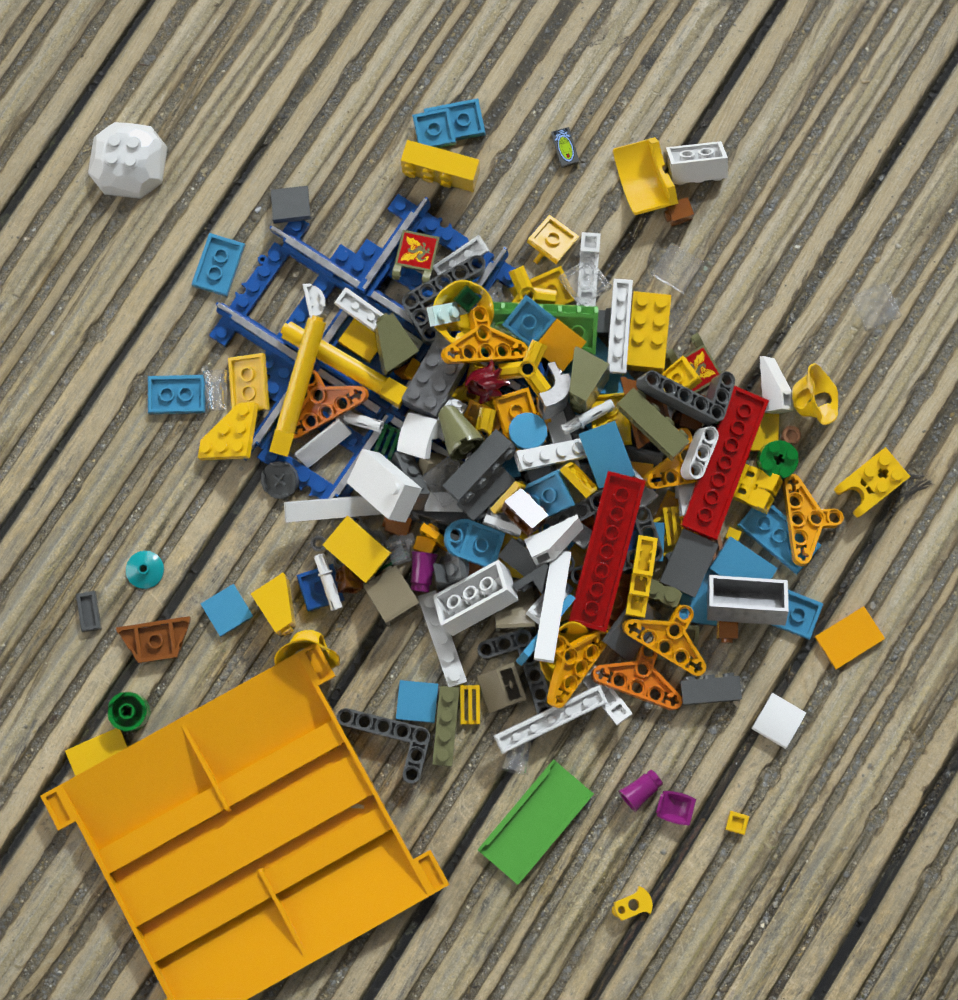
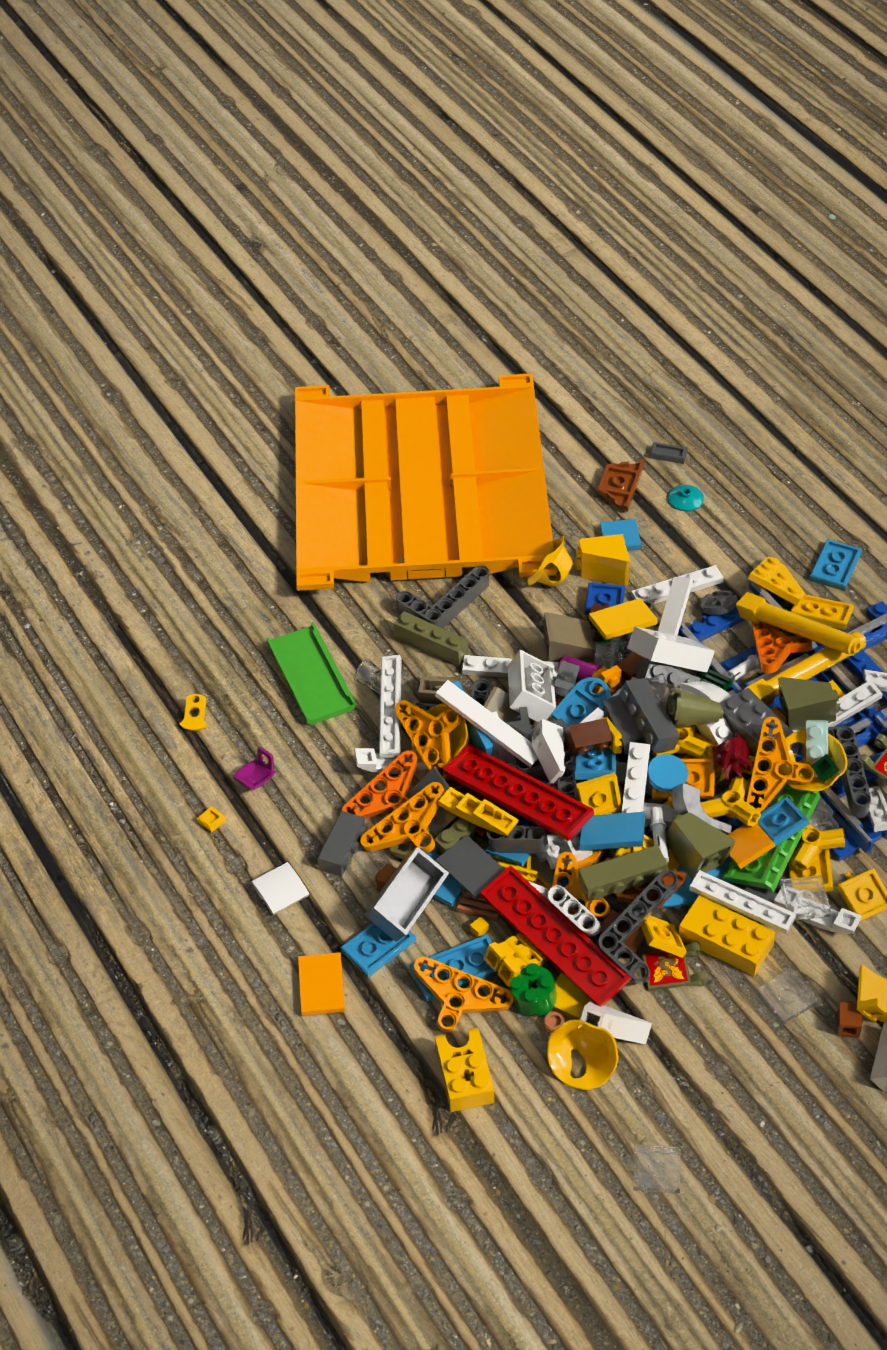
camera: 115 degrees right, 30 degrees down
(95, 750) = (549, 423): yellow tile -> none
(117, 711) = (568, 445): green brick -> none
(216, 388) = (827, 587): clear plant -> none
(270, 529) = (659, 591): none -> white plate
(323, 443) = (737, 640): white tile -> none
(328, 582) = (608, 599): white axle -> none
(417, 701) = (469, 628): dark azure tile -> none
(470, 688) = (441, 664): yellow tile -> none
(640, 790) = (286, 750): magenta plant -> none
(739, 561) = (443, 918): dark azure tile -> none

